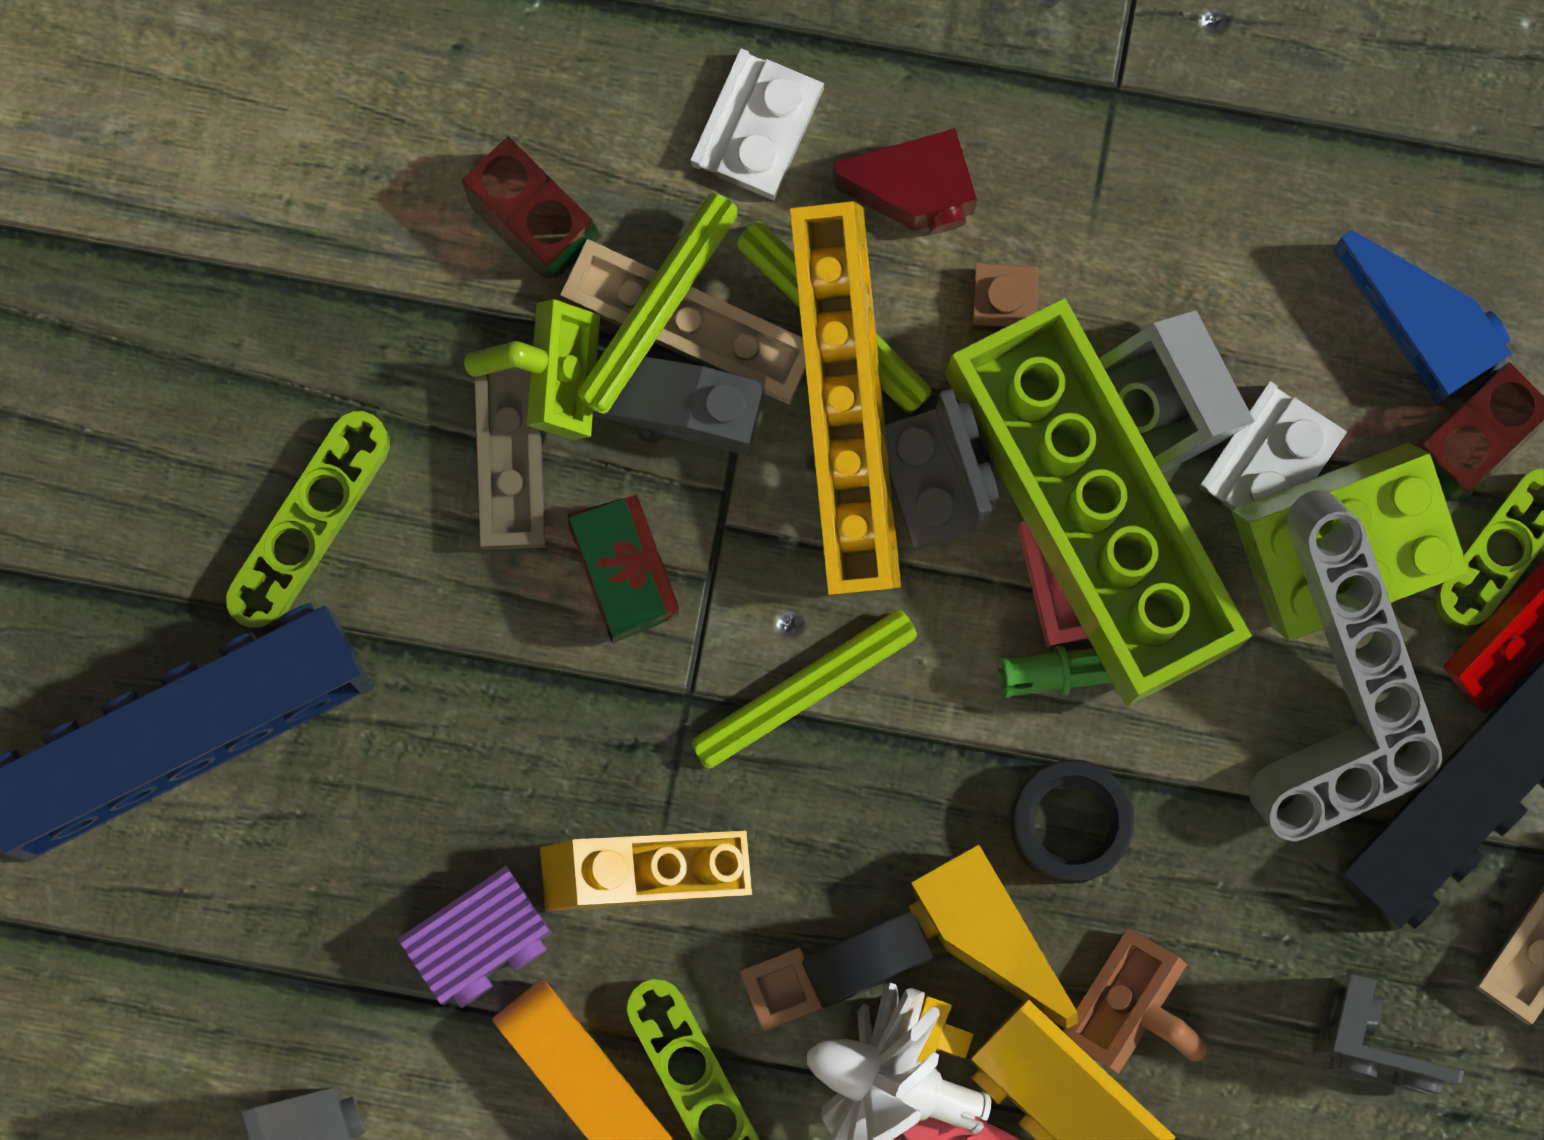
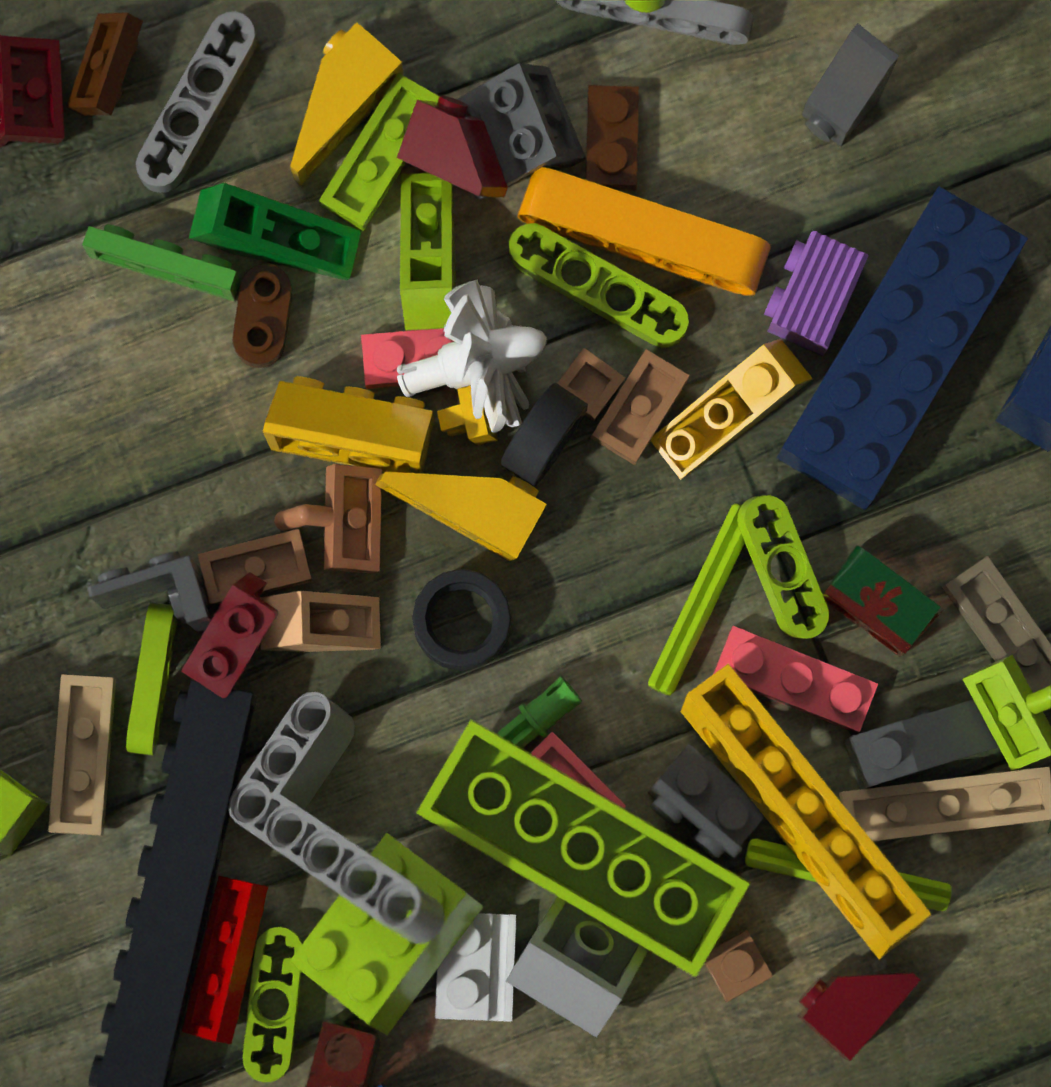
camera: 145 degrees right, 0 degrees up
(423, 820) = (902, 348): none -> dark blue brick
(658, 303) = (977, 800): lime axle -> none
(710, 714) = (781, 526): none -> lime beam
(741, 931) = (640, 407): none -> medium nougat plate
(757, 124) = (991, 982): white plate -> none
(760, 547) = (798, 679): none -> coral plate
(1225, 910) = (323, 622): none -> light nougat slope
(1258, 1013) = (274, 559): none -> medium nougat plate
(1332, 943) = (231, 637): none -> dark red bracket
(1439, 959) = (151, 679): none -> lime beam

